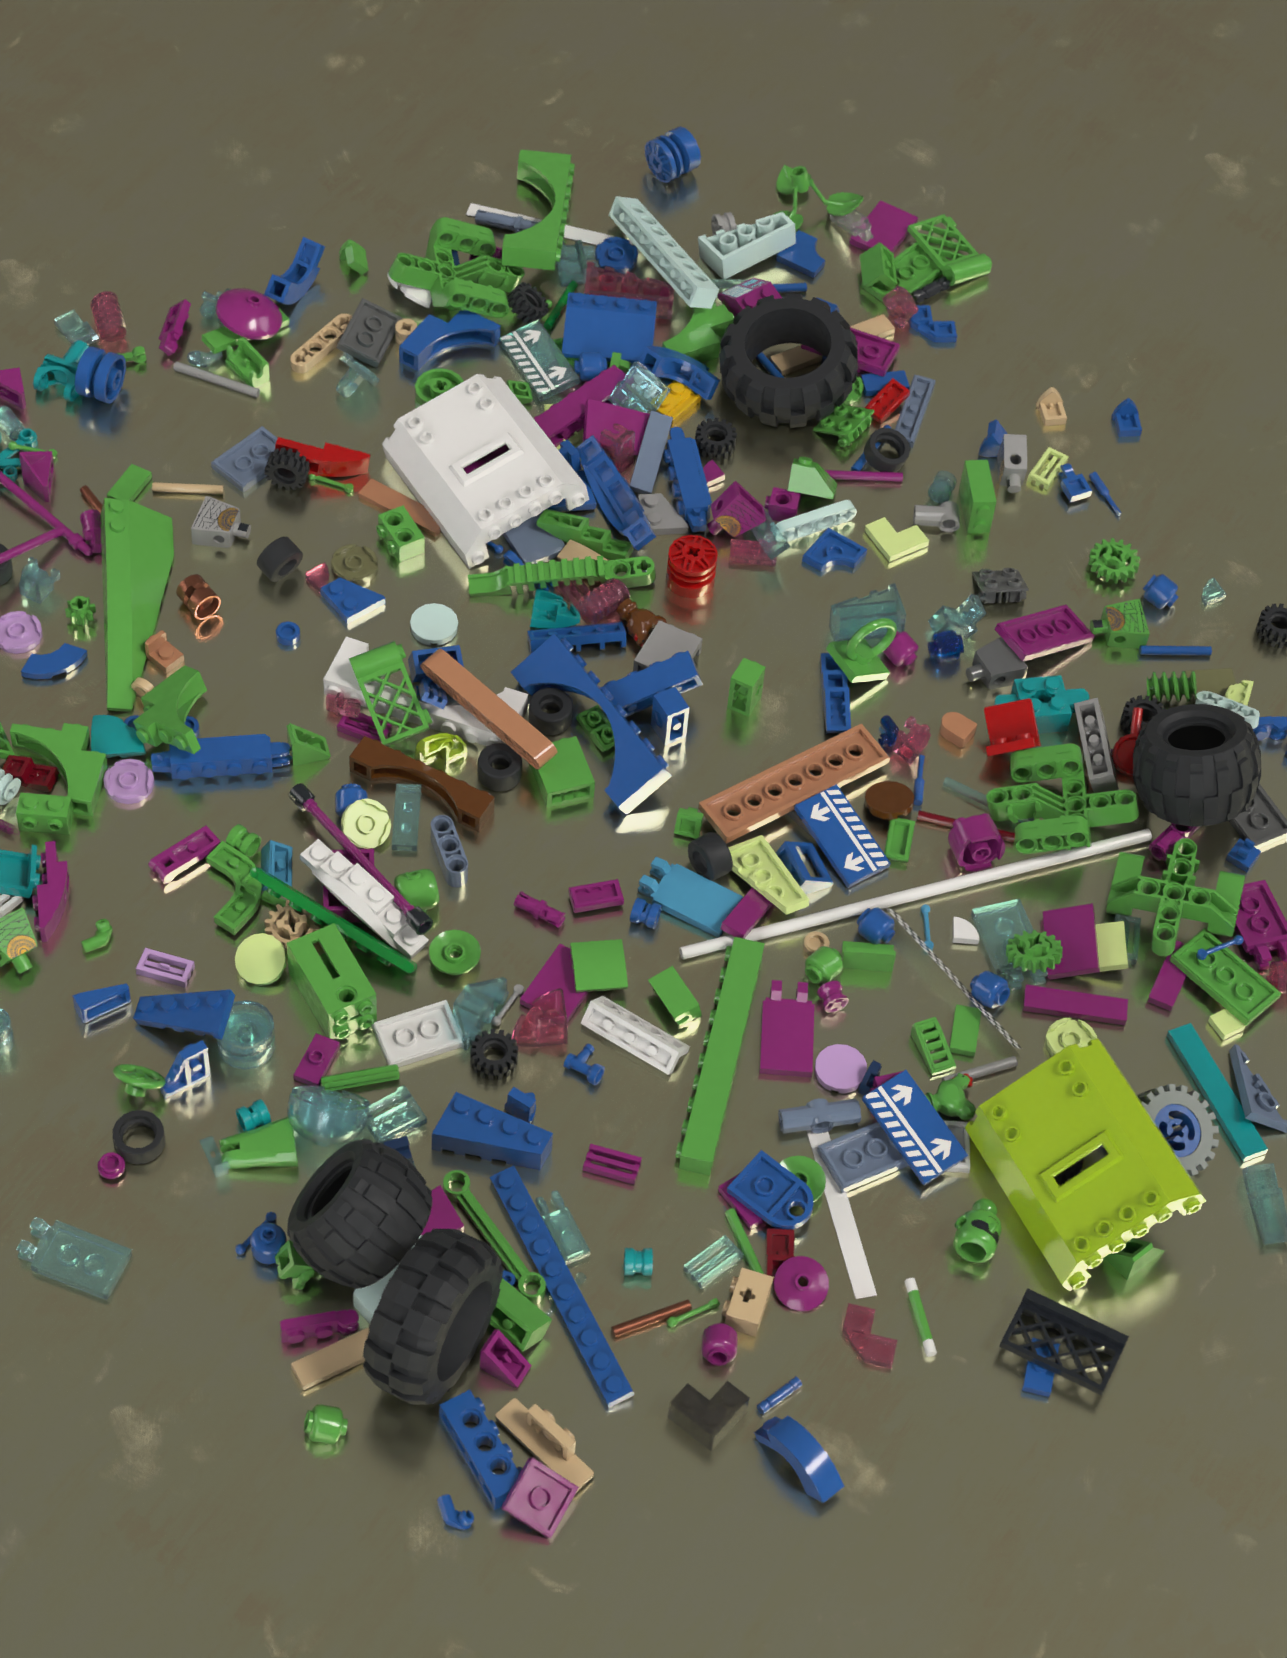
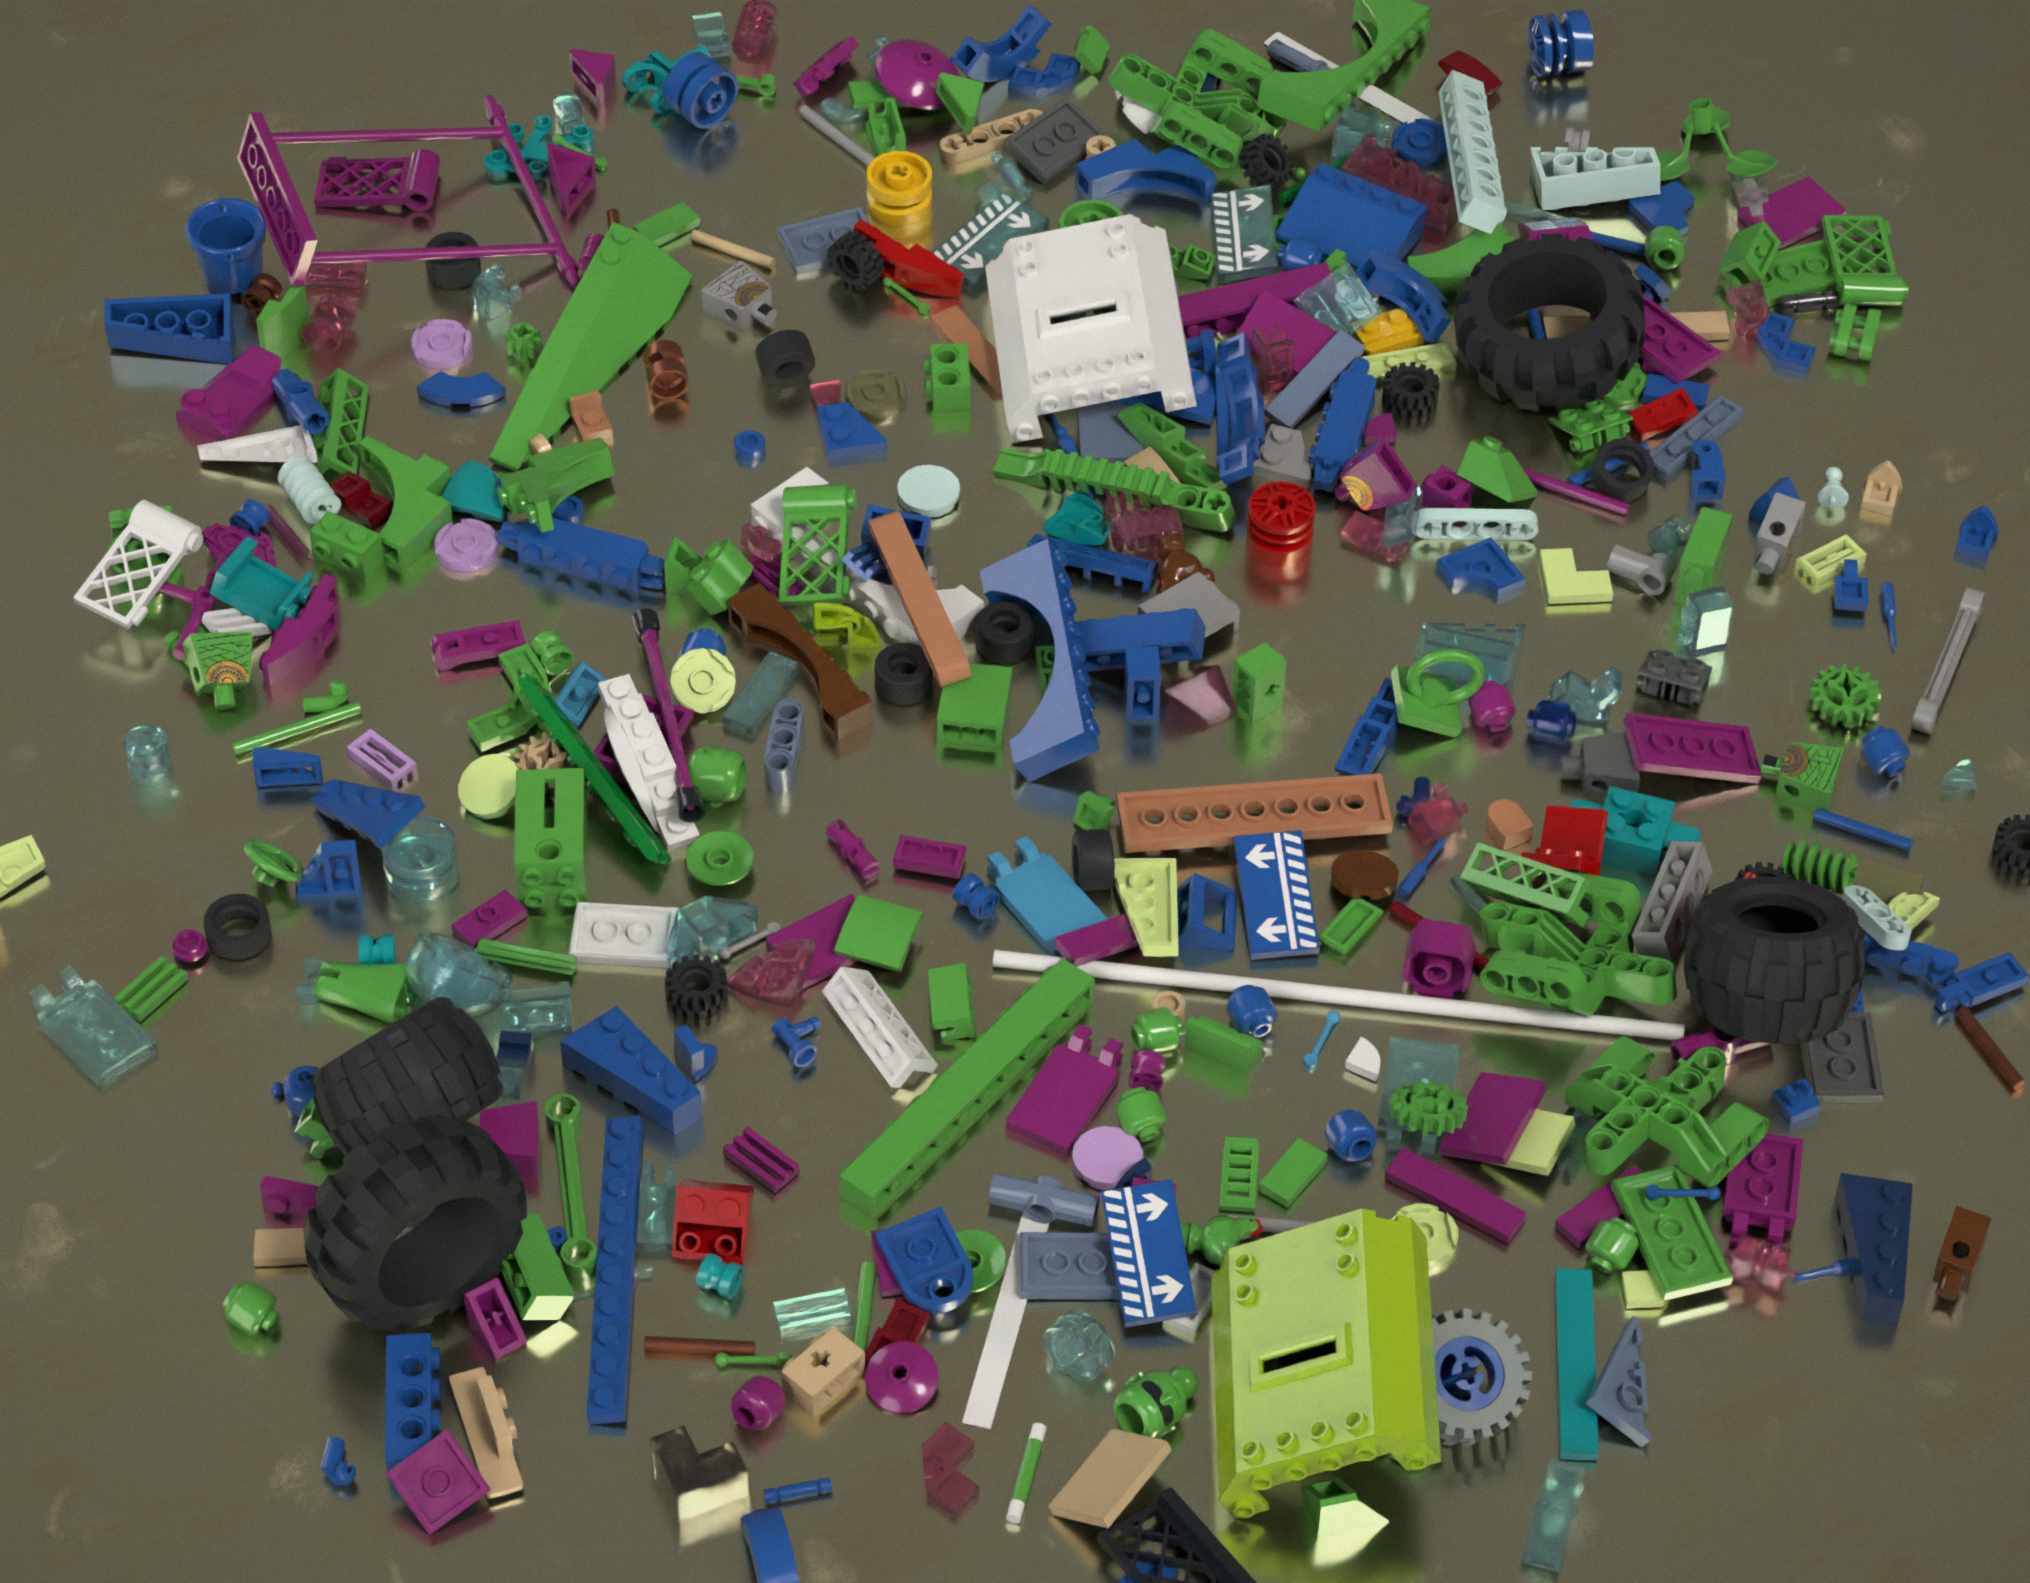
camera: 30 degrees right, 5 degrees down
(88, 967) = (297, 728): none -> bright green bar
(106, 1190) = (146, 986): none -> bright green tile
(284, 404) = (899, 188): none -> yellow wheel
(294, 323) = (961, 98): none -> bright green slope
(328, 293) = (1034, 83): none -> blue tile
(331, 741) = (718, 576): none -> bright green brick
(367, 420) = (985, 236): none -> clear light blue tile
(609, 1222) = (712, 1220): none -> red slope
(611, 189) = (1471, 67): none -> dark red slope
(709, 705) = (1203, 692): none -> clear pink slope
(712, 409) = (1434, 356): none -> yellowish green tile
(820, 281) = (1664, 248): none -> bright green head
(847, 1028) = (1141, 1114): none -> bright green head
(908, 1212) = (1079, 1345): none -> clear light blue head
(939, 431) = (1707, 471): none -> blue leg
(954, 978) = (1313, 1105): sticker -> none
(968, 307) = (1842, 338): none -> bright green brick
(981, 1298) = (1110, 1478): none -> tan tile
(1005, 540) = (1706, 621): none -> clear light blue brick
(1010, 777) = (1517, 894): none -> bright green fence
(1023, 420) = (1833, 493): none -> light aqua piece
(1154, 474) = (1967, 616): none -> light grey piece
(1194, 1000) = (1612, 1245): none -> bright green head

